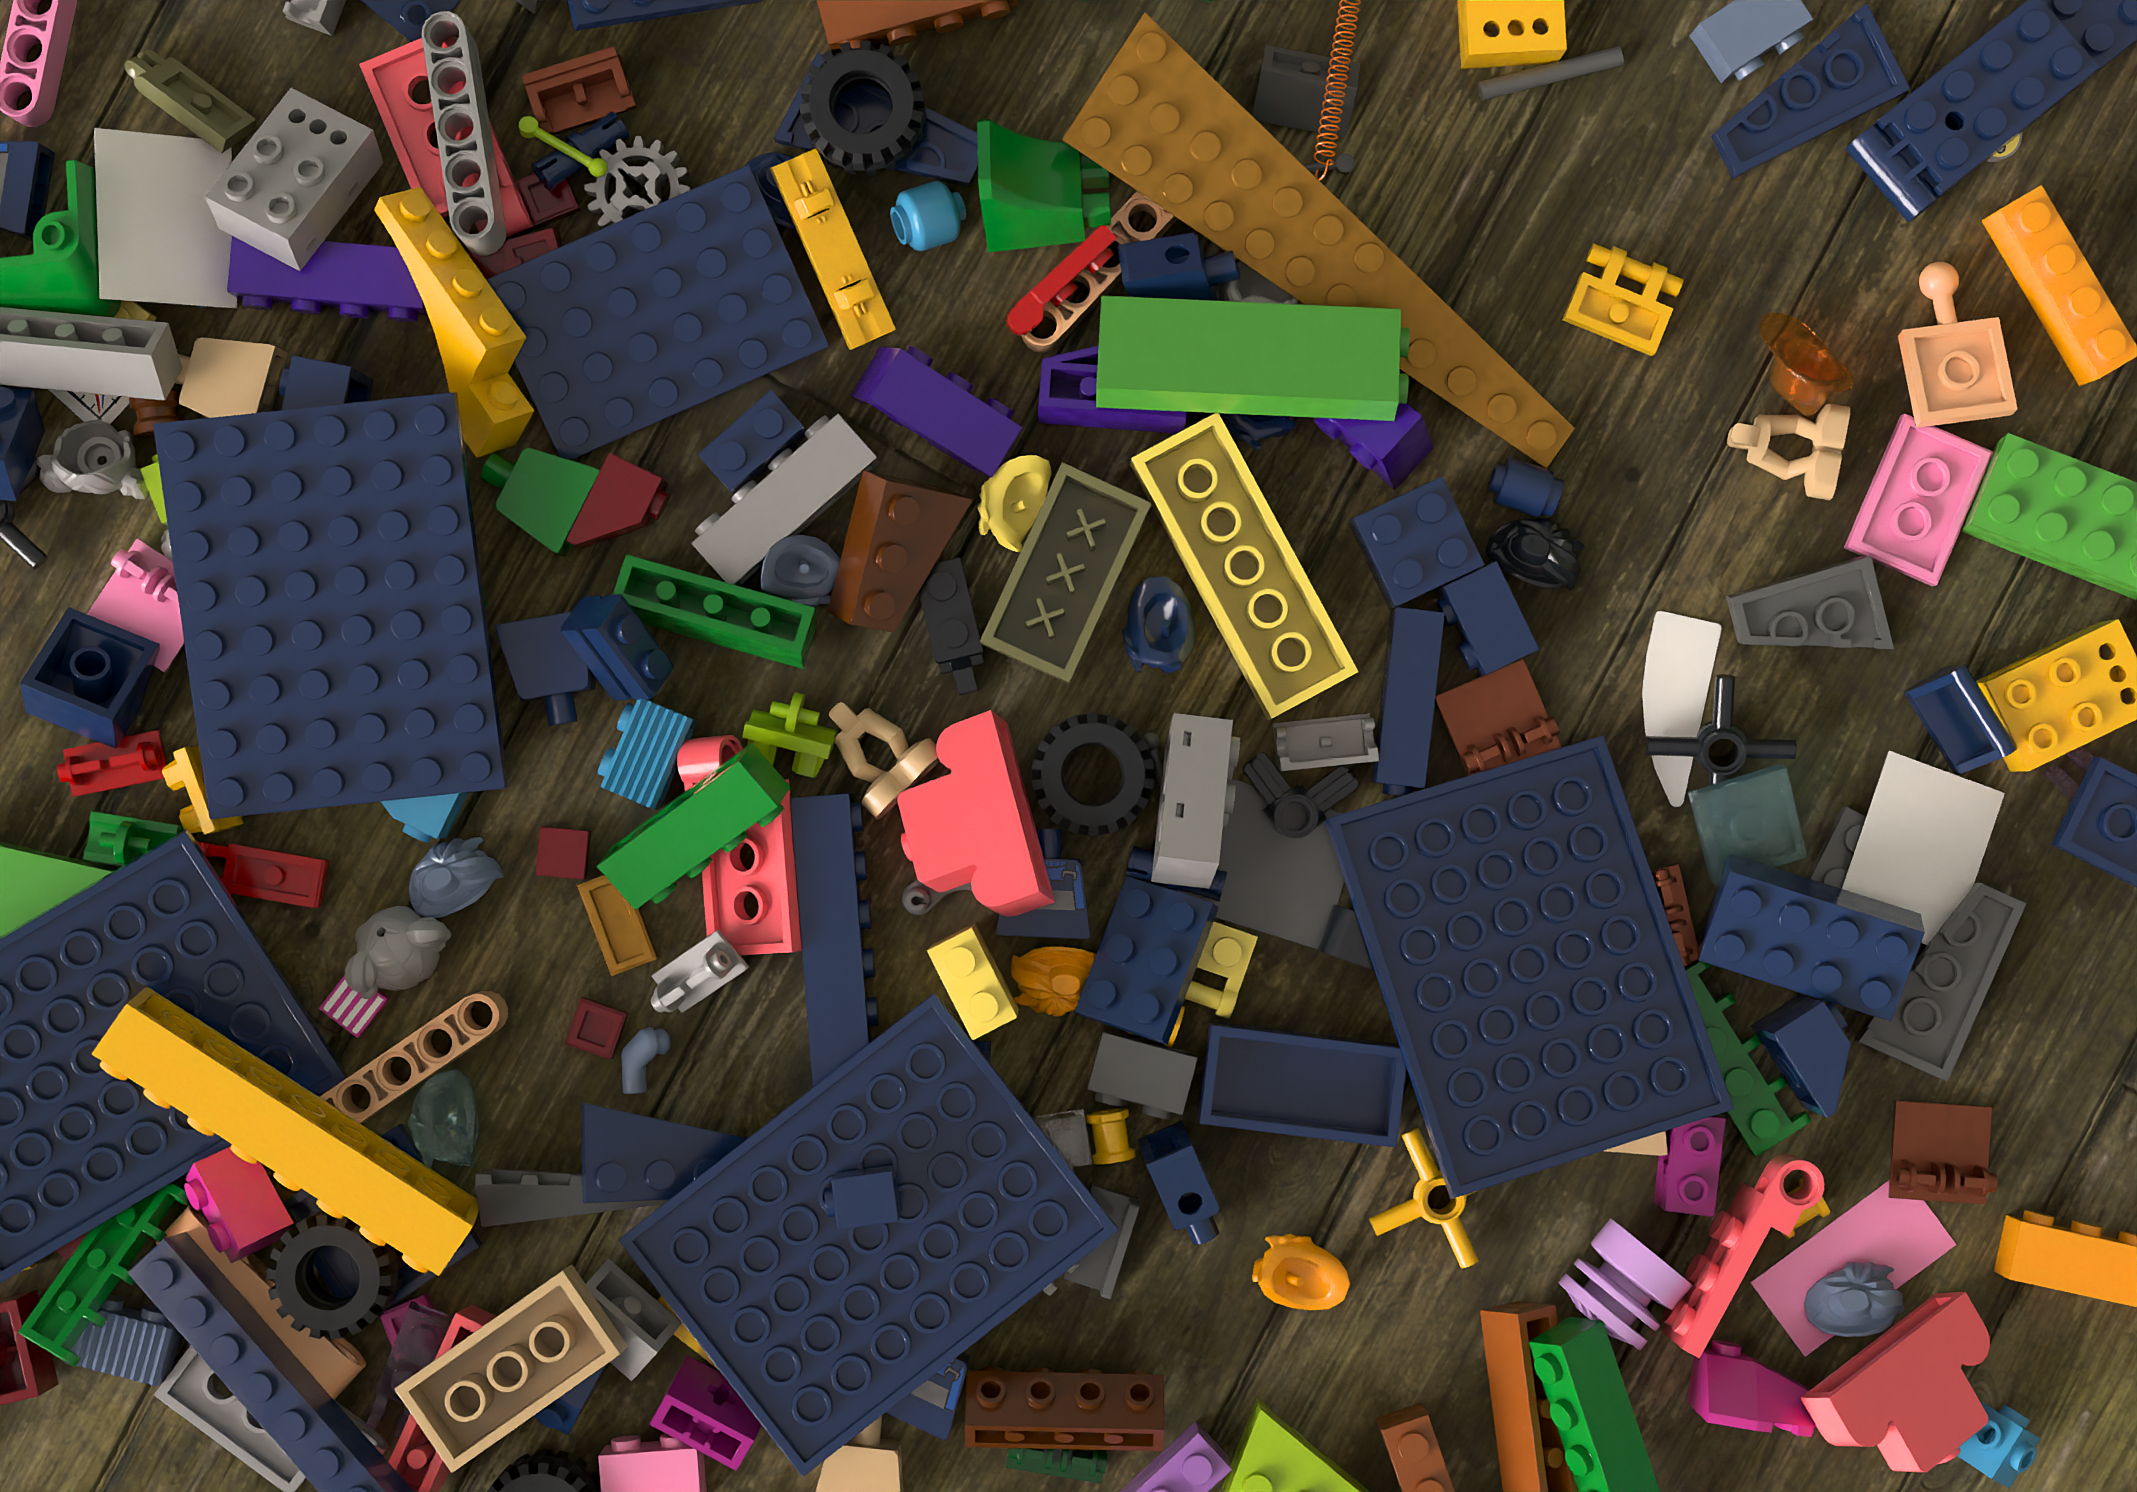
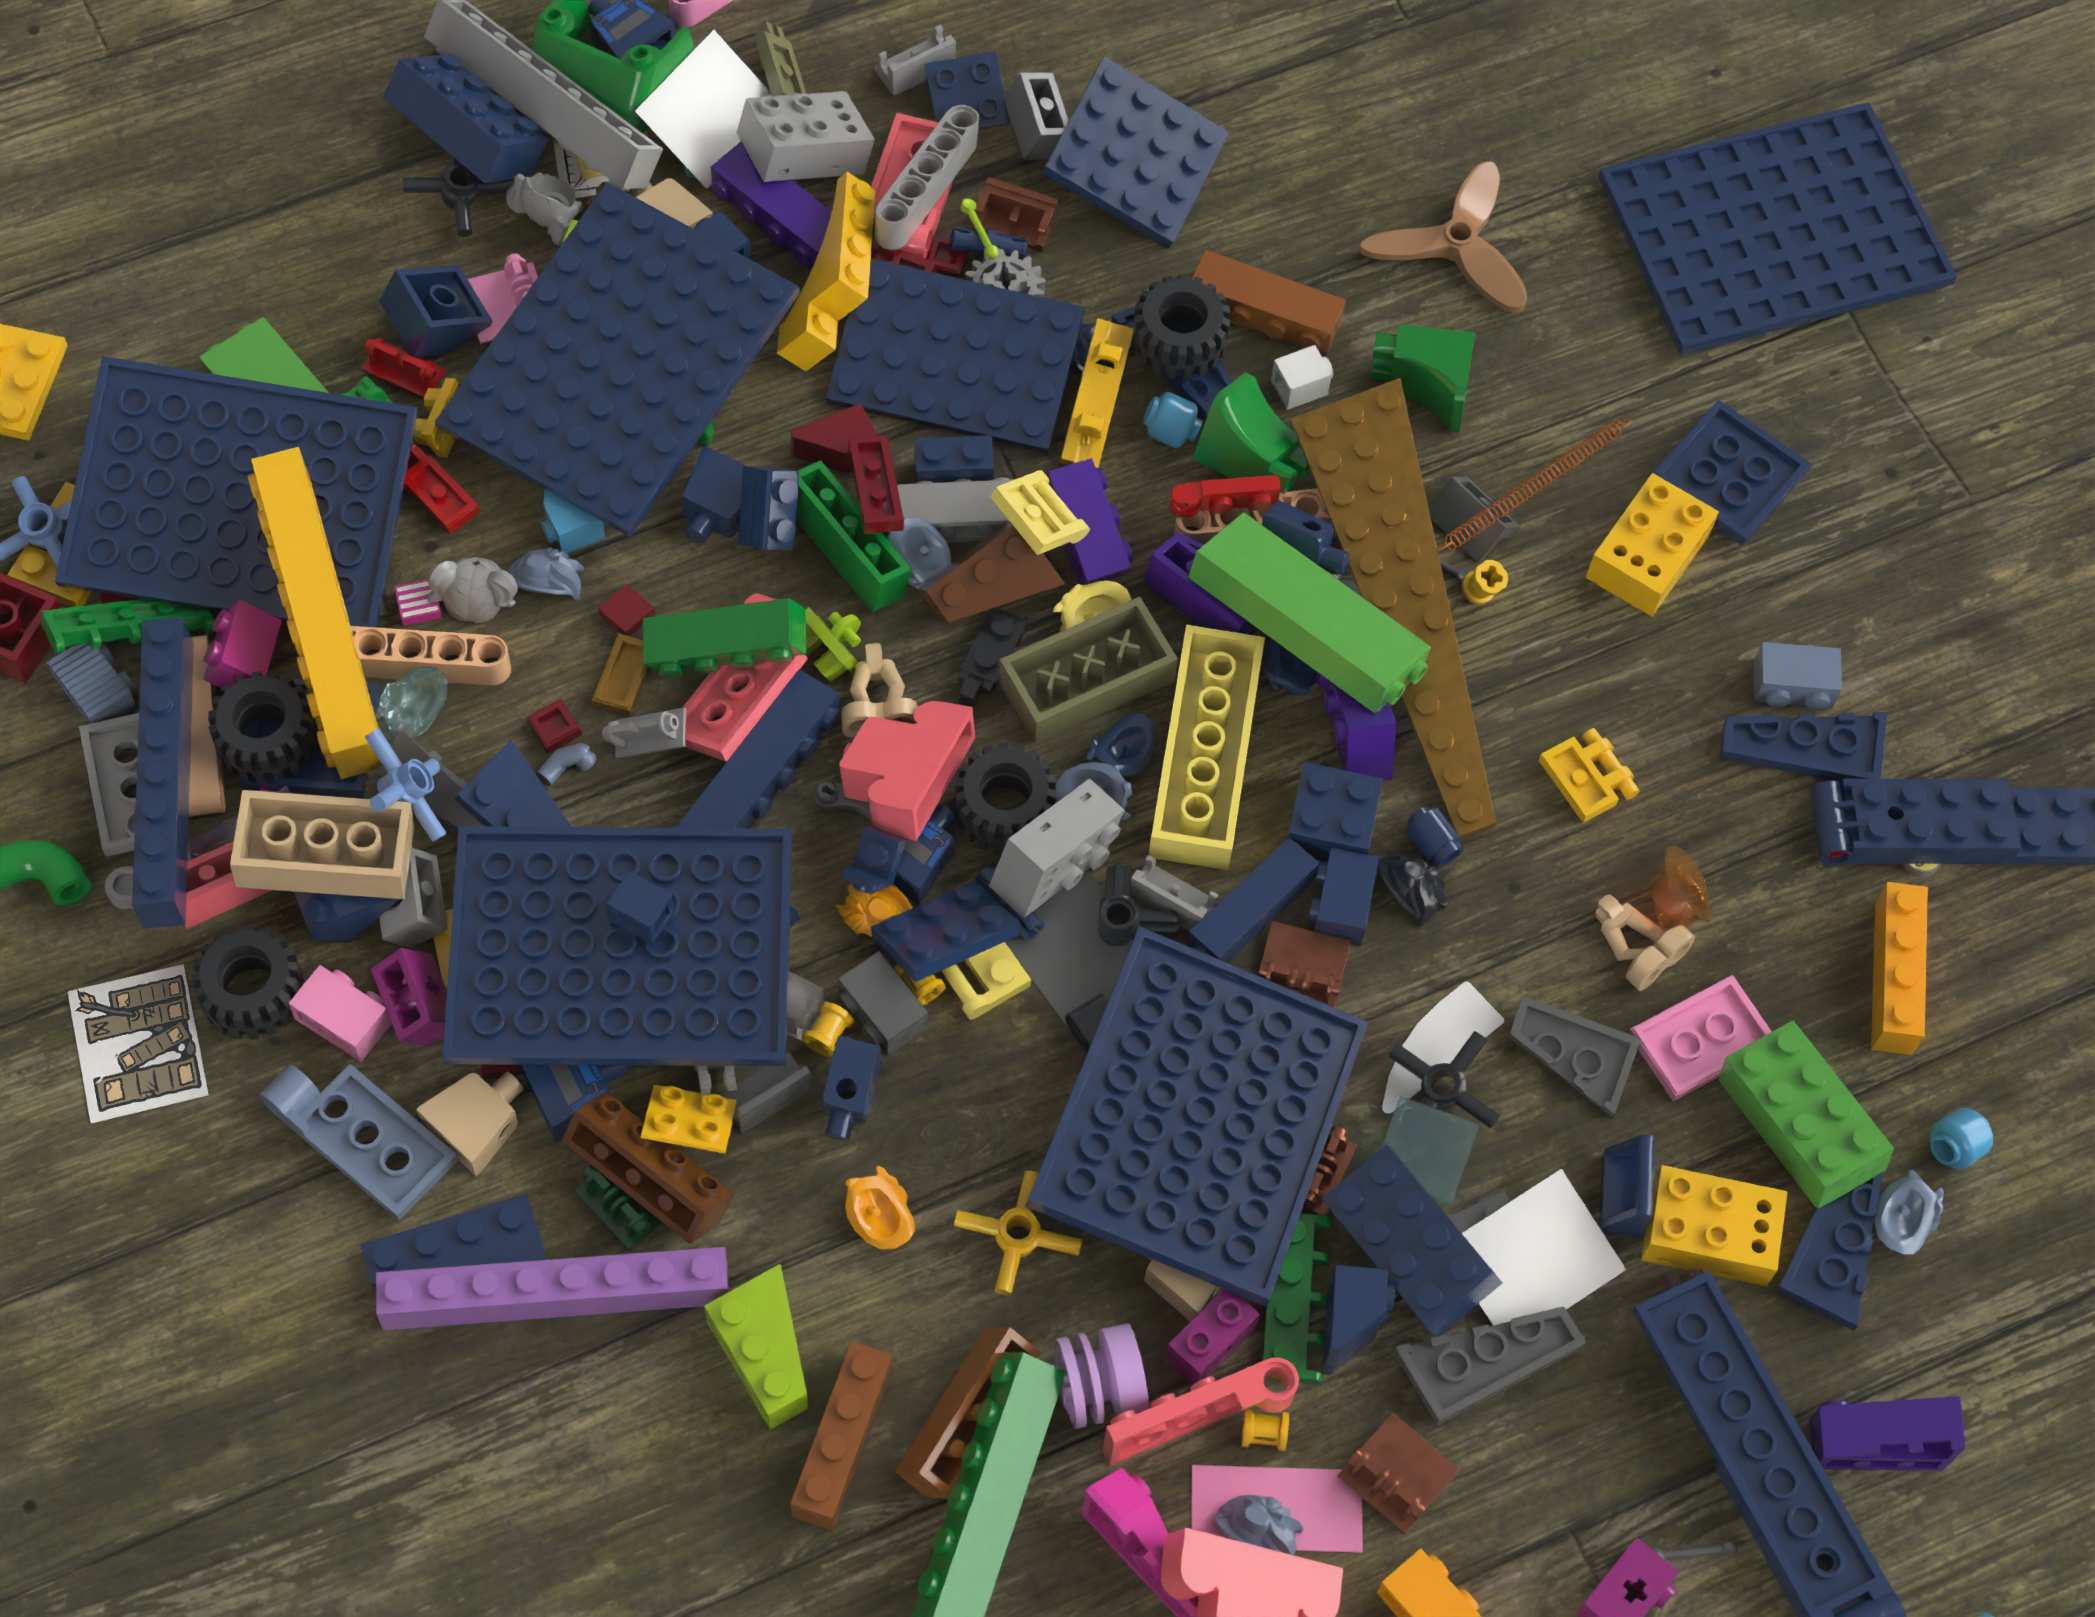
camera: 40 degrees right, 25 degrees down
(537, 1251) = (405, 784): none -> medium blue bar
(541, 494) = (796, 400): green torso -> none
(646, 752) = (732, 581): dark azure brick -> none
(705, 543) = (875, 484): none -> dark red plate
(897, 468) = (1038, 512): none -> light yellow plate
(973, 981) = (821, 854): light yellow brick -> none
(1019, 58) = (1301, 377): none -> white brick
(1029, 950) = (875, 860): none -> dark blue bracket
(1065, 1337) = (689, 1118): none -> yellow hinge
(1171, 692) = (1103, 775): none -> sand blue hat
(1302, 1084) = (982, 1082): dark blue piece -> none
(1362, 158) = (1484, 582): none -> yellow bush
(1550, 73) = (1643, 616): dark grey bar -> none
(1955, 367) = (1789, 967): light nougat plate -> none

